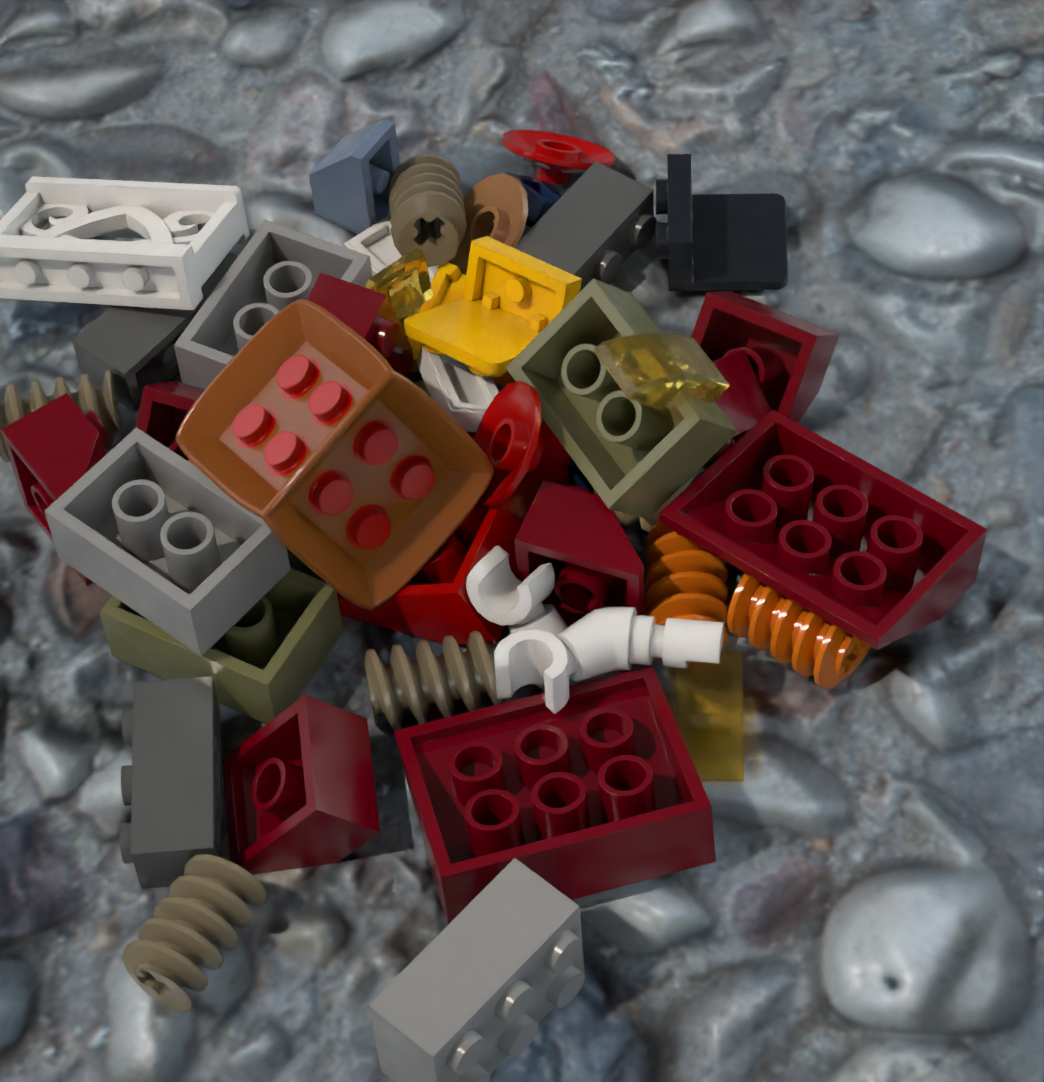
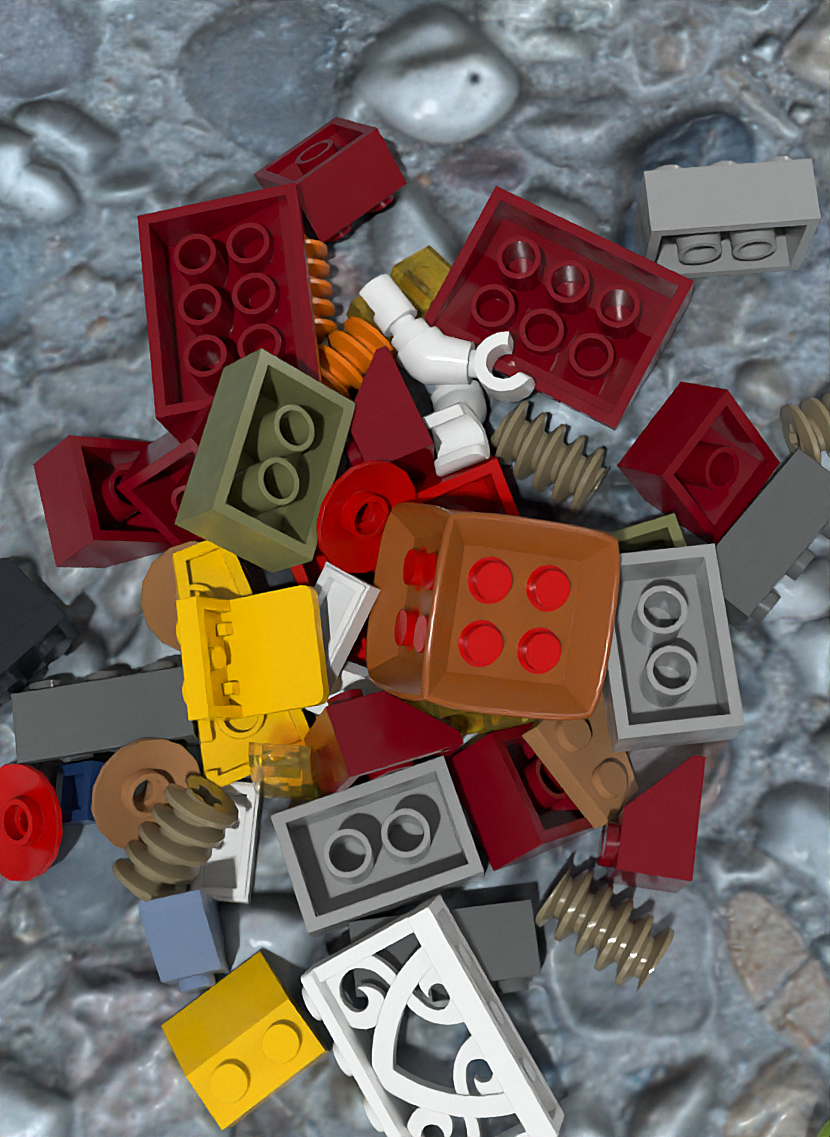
camera: 135 degrees left, 20 degrees up
(262, 156) = (243, 1041): none -> yellow slope
(659, 367) = (246, 400): clear yellow slope -> none
(894, 743) = (339, 176): none -> dark red slope

